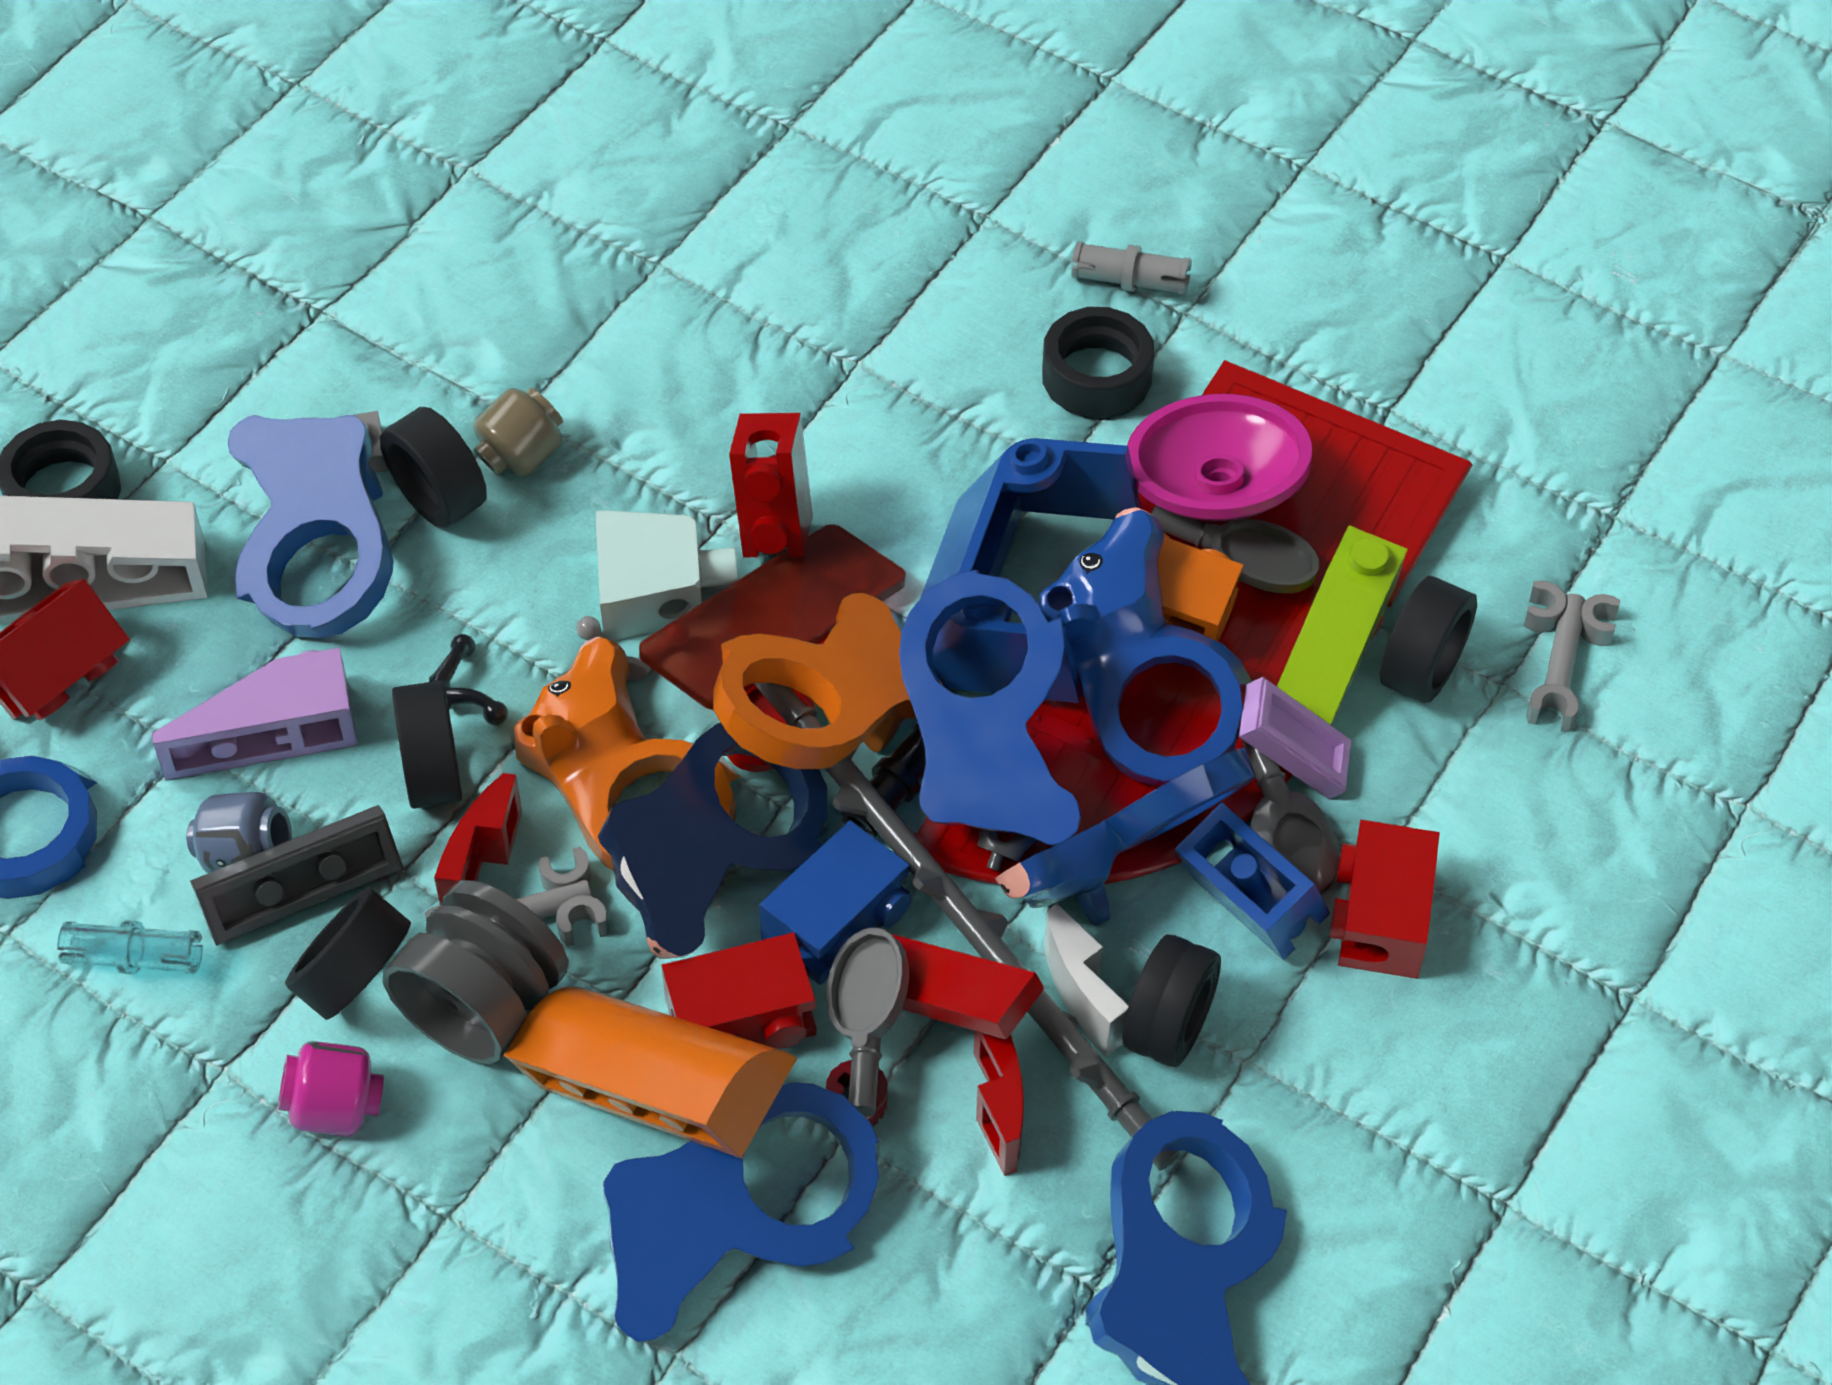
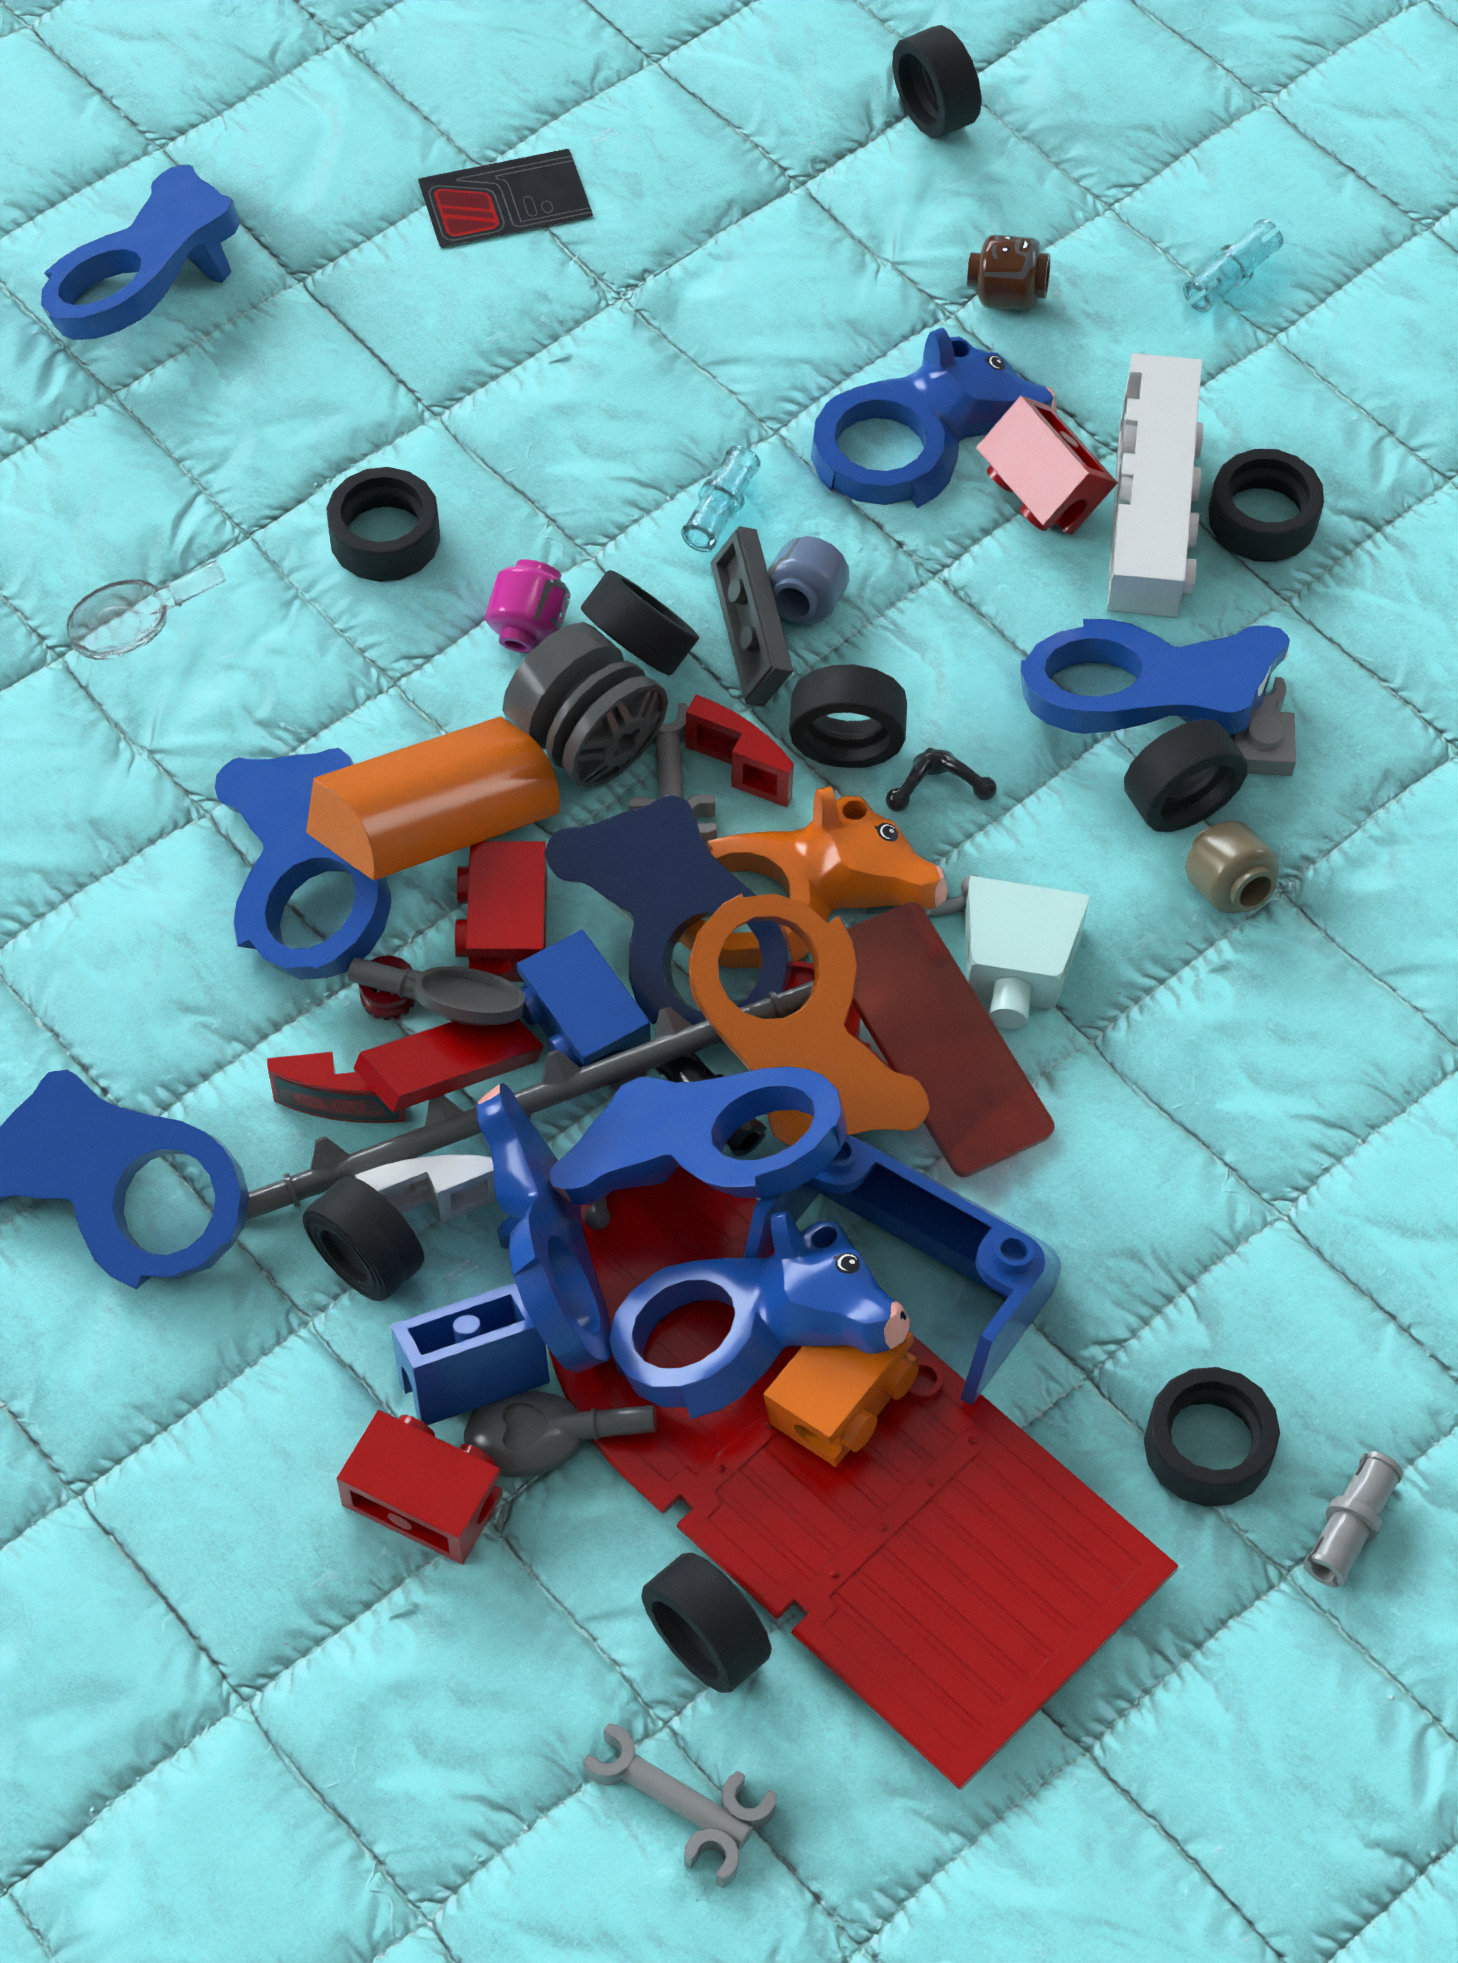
camera: 105 degrees right, 5 degrees up
(213, 1233) = (380, 489): none -> black tyre
(271, 715) = (937, 626): lavender slope -> none
(771, 490) = (1073, 1043): red brick -> none
(1220, 457) = (1015, 1445): dark pink dish -> none
(1271, 554) = (882, 1487): dark grey piece -> none
(1295, 738) = (626, 1451): lavender tile -> none
(1342, 621) = (752, 1541): lime slope -> none

